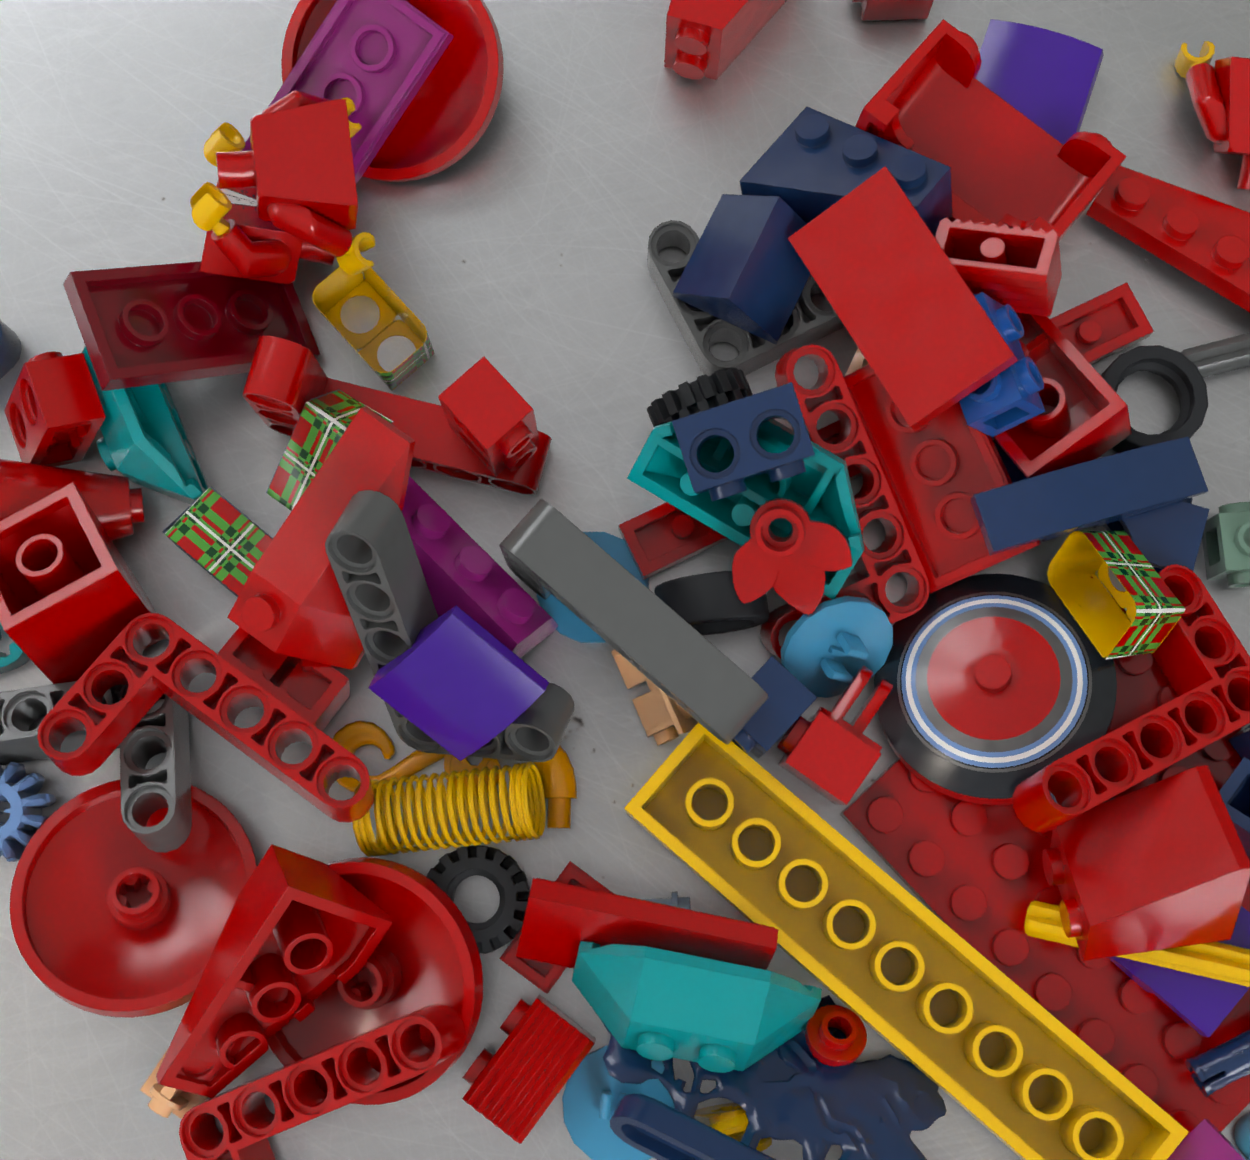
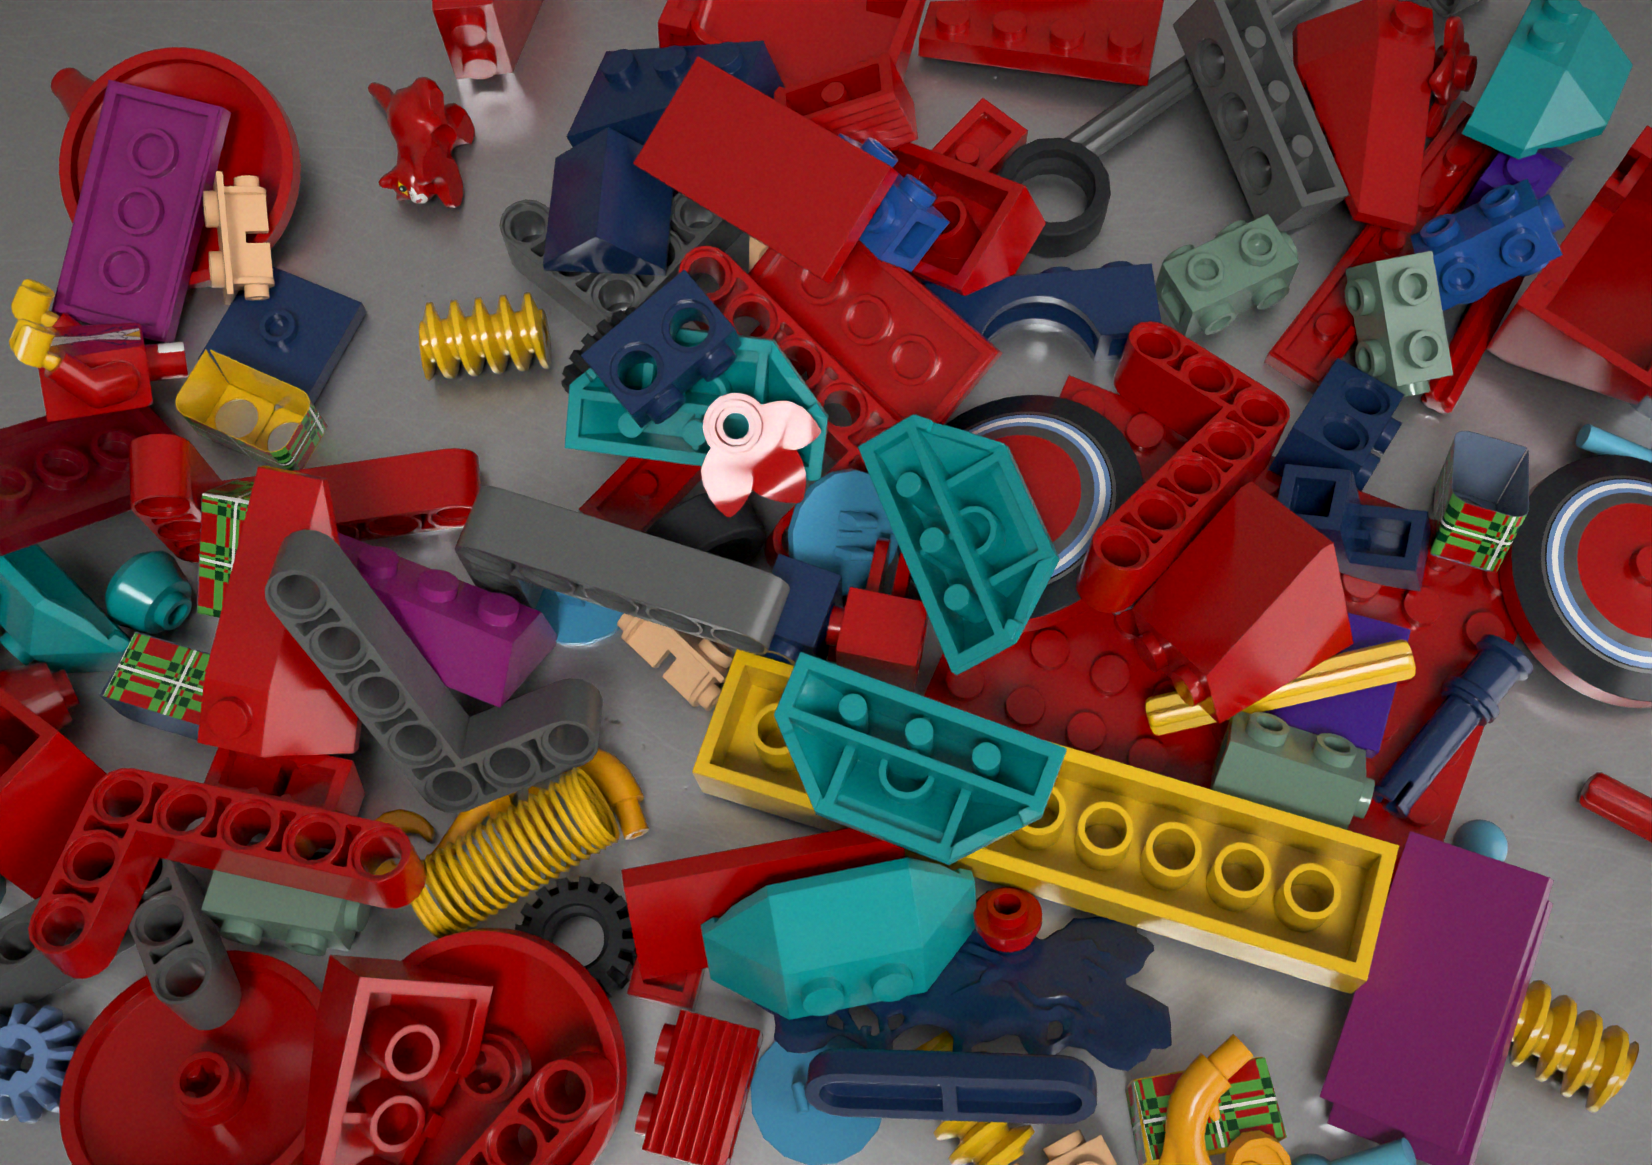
camera: 20 degrees left, 10 degrees down
(224, 765) = (303, 919): none -> sand green brick
(233, 451) = (149, 593): none -> teal cone
(304, 174) = (121, 282): red torso -> none
(421, 135) = (235, 213): none -> light nougat hinge
(431, 253) = (291, 334): none -> dark blue plate
(458, 684) = (466, 706): dark purple slope -> none
(491, 417) = (401, 440): red brick -> none
(596, 332) = (483, 336): none -> yellow piece
(617, 115) = (425, 140): none -> red animal
(808, 897) = (910, 763): none -> teal wedge
(937, 709) = (963, 533): none -> teal wedge
(1088, 494) = (1025, 288): dark blue slope -> none
(1126, 1023) = (1292, 769): none -> sand green brick
(1149, 601) = (1135, 370): piece -> none

